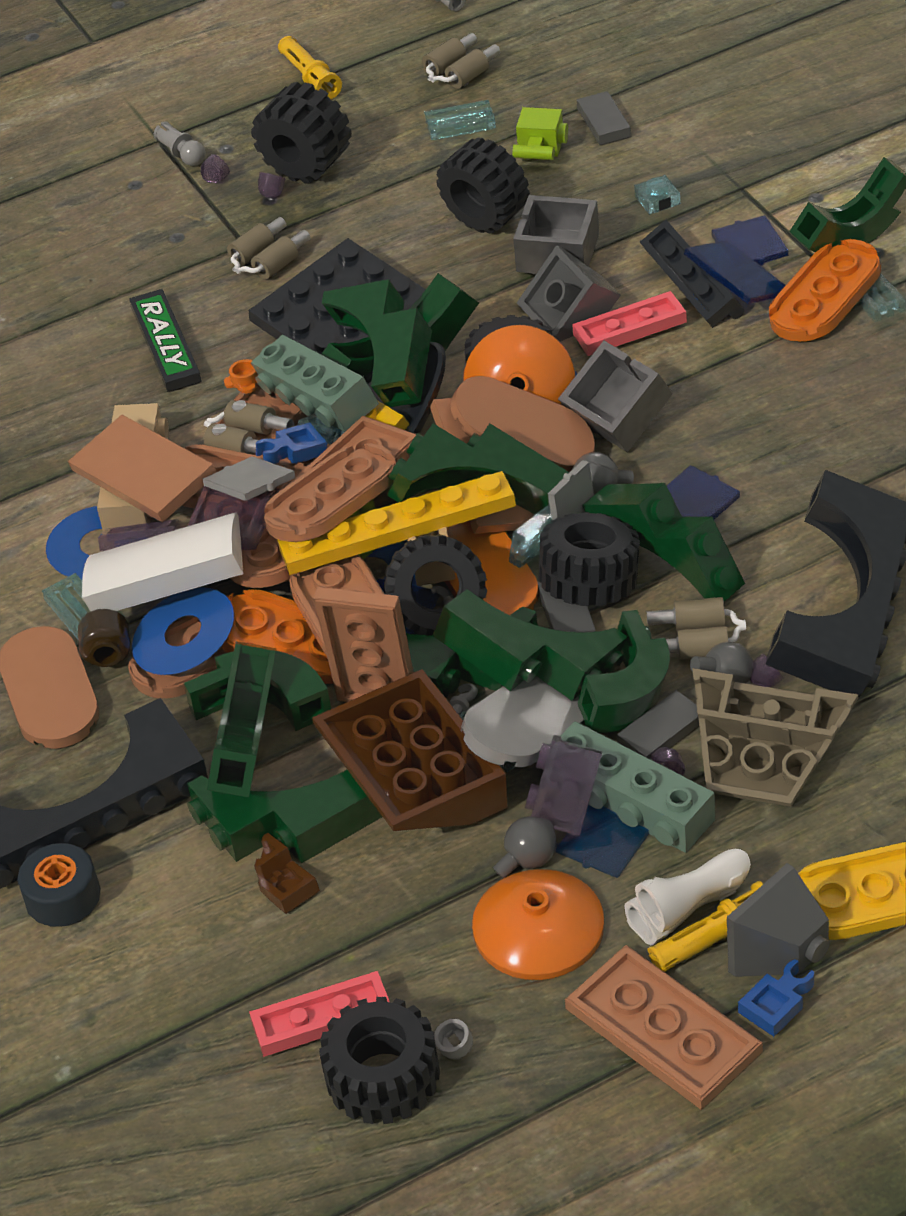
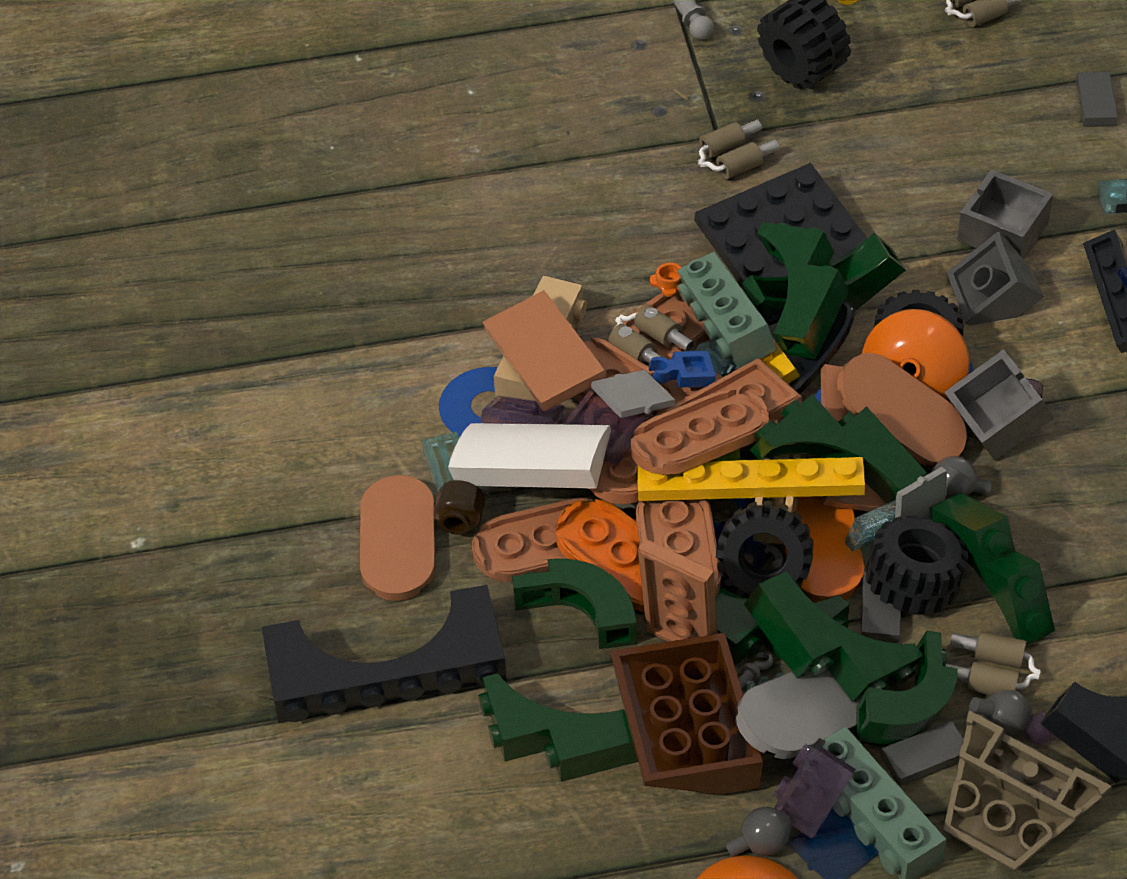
camera: 15 degrees right, 5 degrees up
(59, 884) = (343, 737): black wheel -> none
(159, 657) = (506, 546): blue sticker -> none
(165, 340) = (613, 216): tile -> none
(214, 169) = (715, 51): hinge -> none
(241, 720) = (547, 635): dark green arch -> none
(270, 184) = (761, 82): clear purple hinge -> none
(281, 878) = (538, 792): reddish brown slope -> none
(460, 120) = (960, 62): clear light blue tile -> none
(482, 185) = (953, 145): black tyre -> none
(540, 133) = (1028, 101): lime brick -> none
(630, 322) = (1043, 327): coral plate -> none
(671, 759) = (922, 791): hinge -> none
(701, 494) = (1042, 527): clear blue piece -> none

